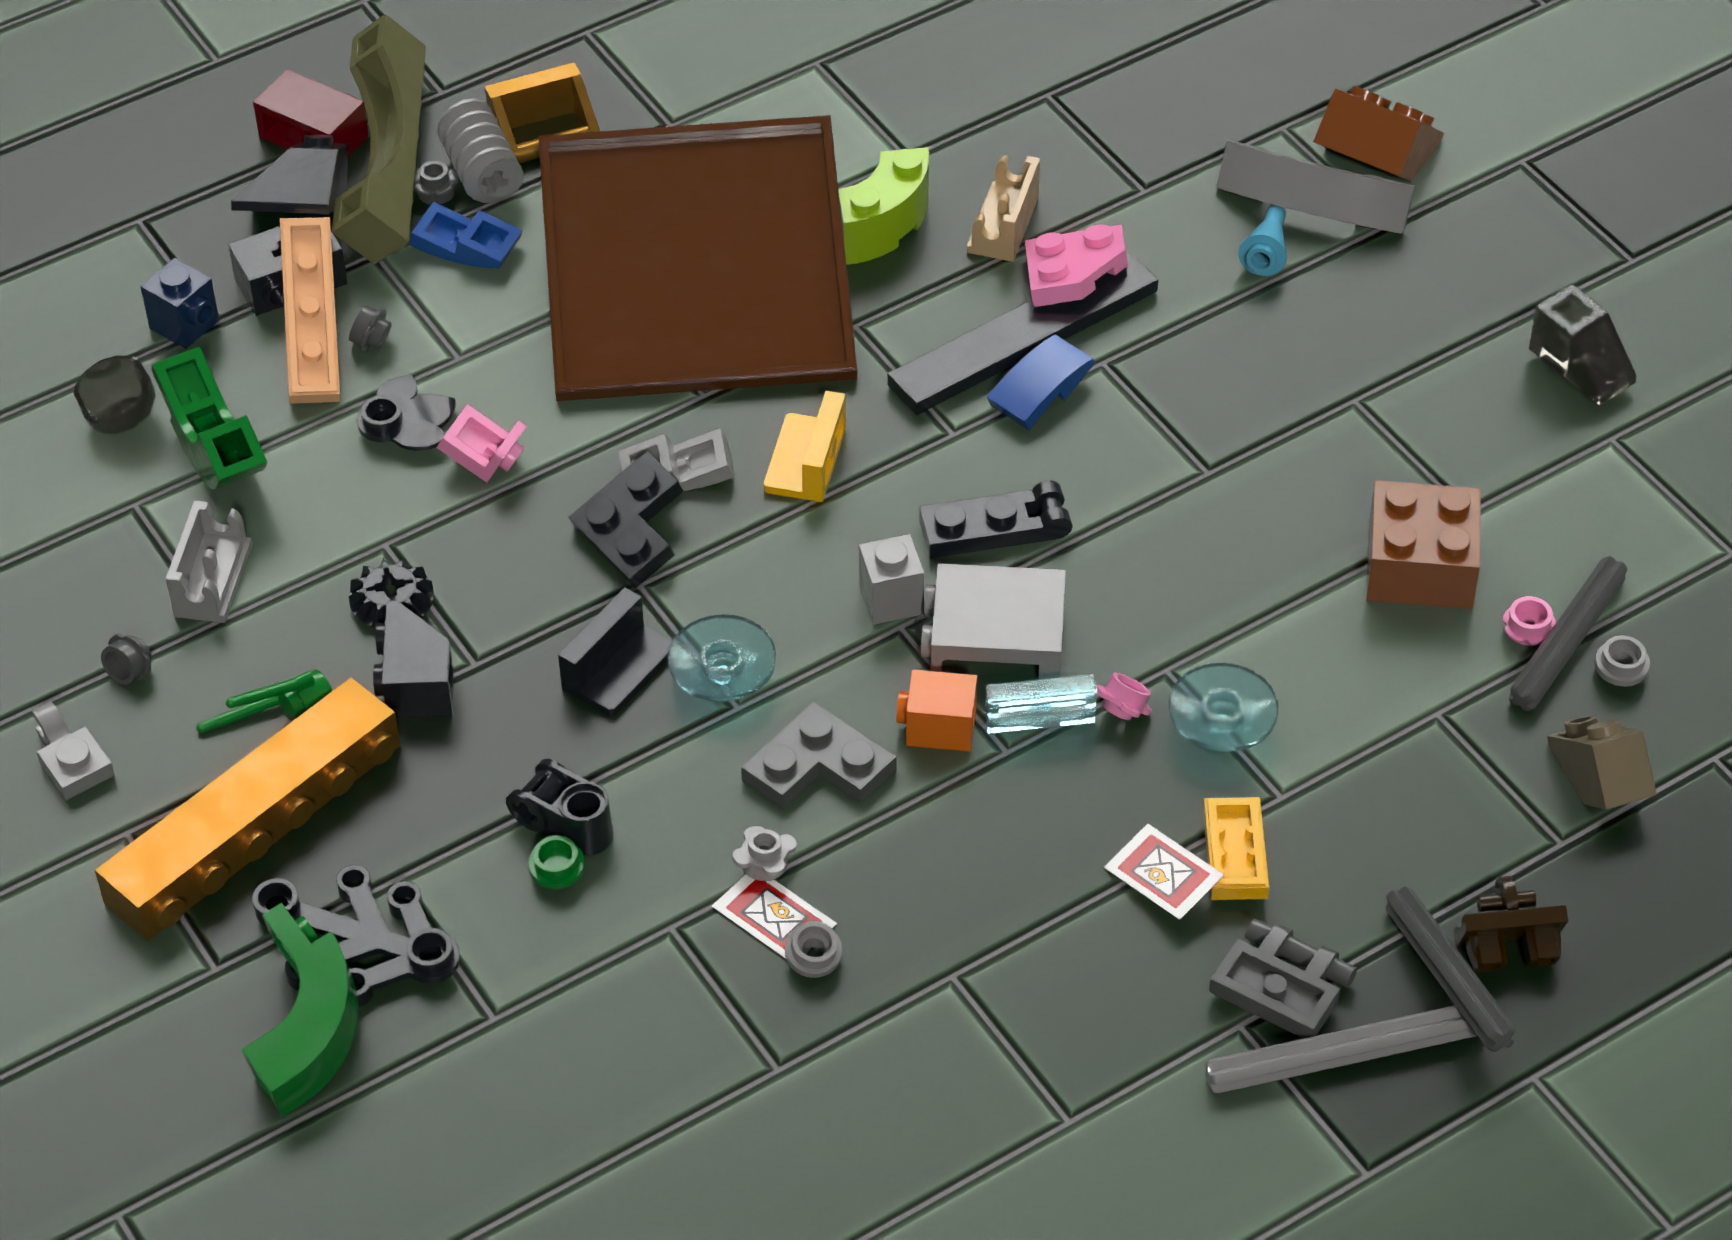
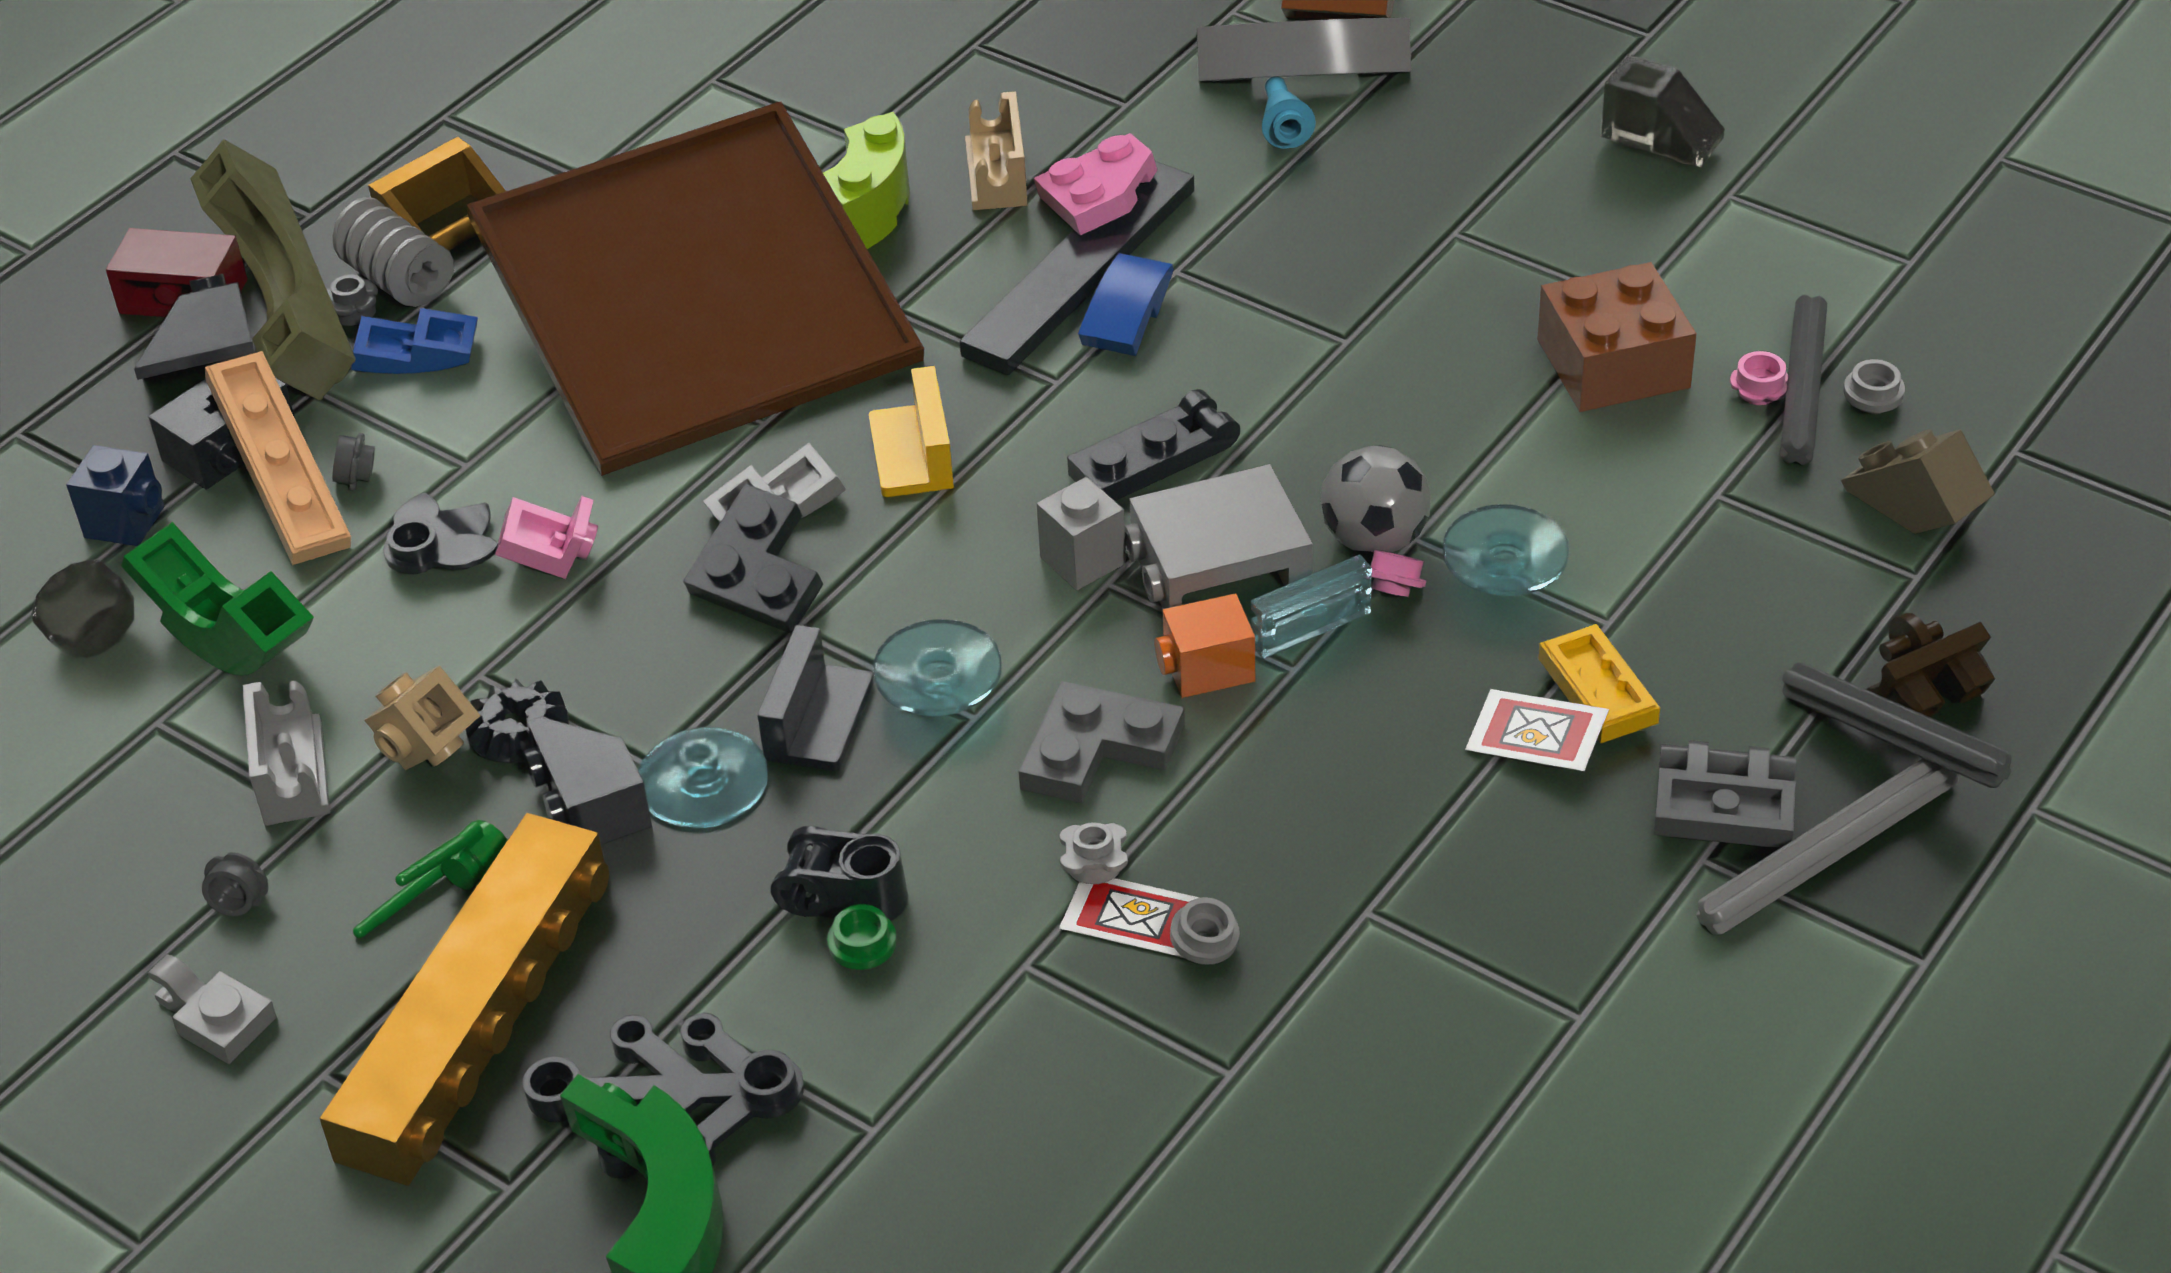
camera: 20 degrees left, 5 degrees down
(332, 566) = (421, 718): none -> tan brick
(508, 687) = (703, 777): none -> clear light blue dish
(1136, 629) = (1375, 500): none -> light grey piece

